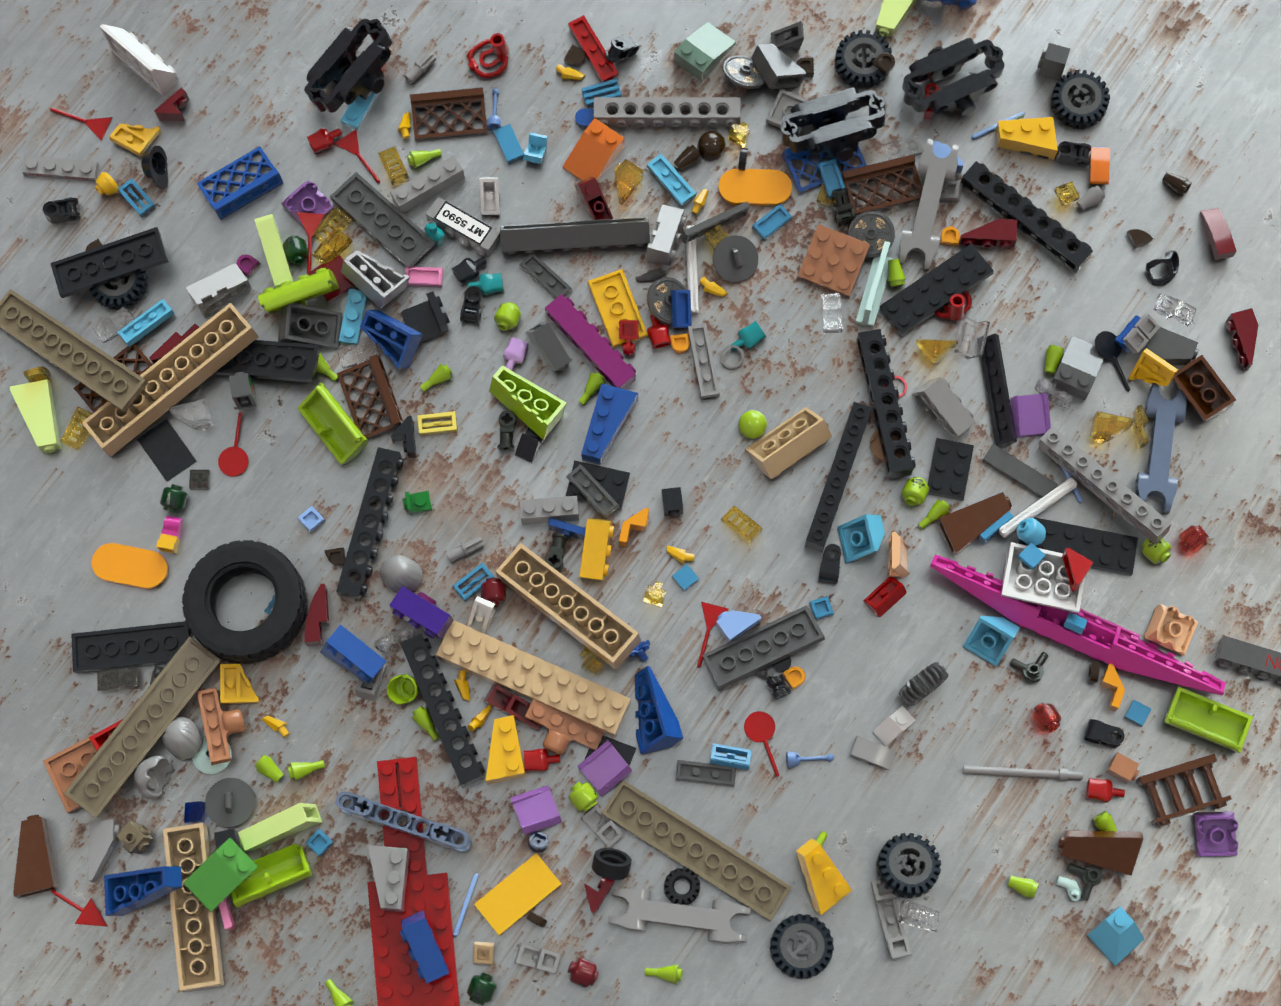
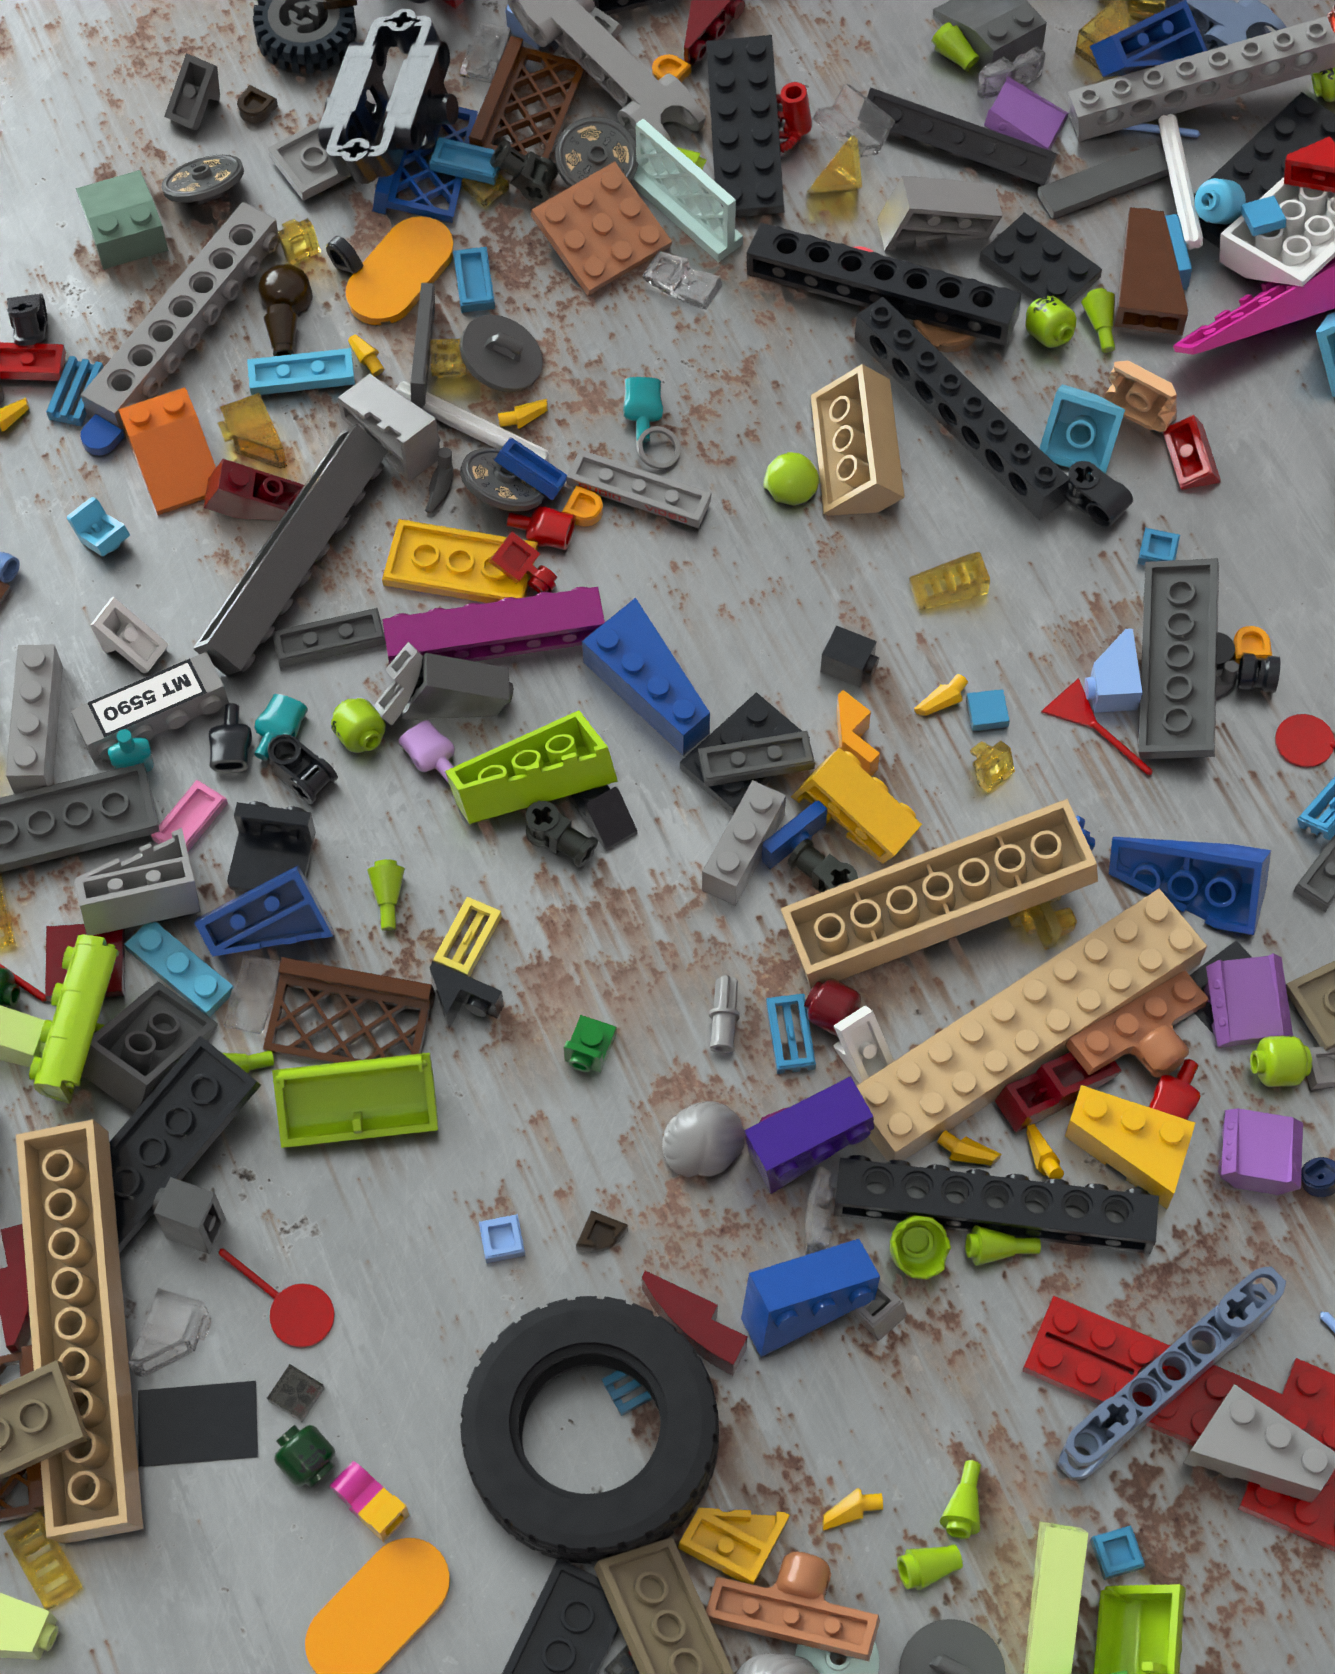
camera: 60 degrees left, 10 degrees down
(327, 252) = (32, 930): clear yellow slope -> none
(383, 459) = (668, 1242): black brick -> none
(508, 143) = (55, 566): dark azure tile -> none
(536, 320) = (405, 673): none -> light grey slope
(593, 385) = (566, 660): lime cone -> none
(777, 67) = (229, 132): dark grey slope -> none
(1107, 449) = (1150, 42): none -> blue wedge

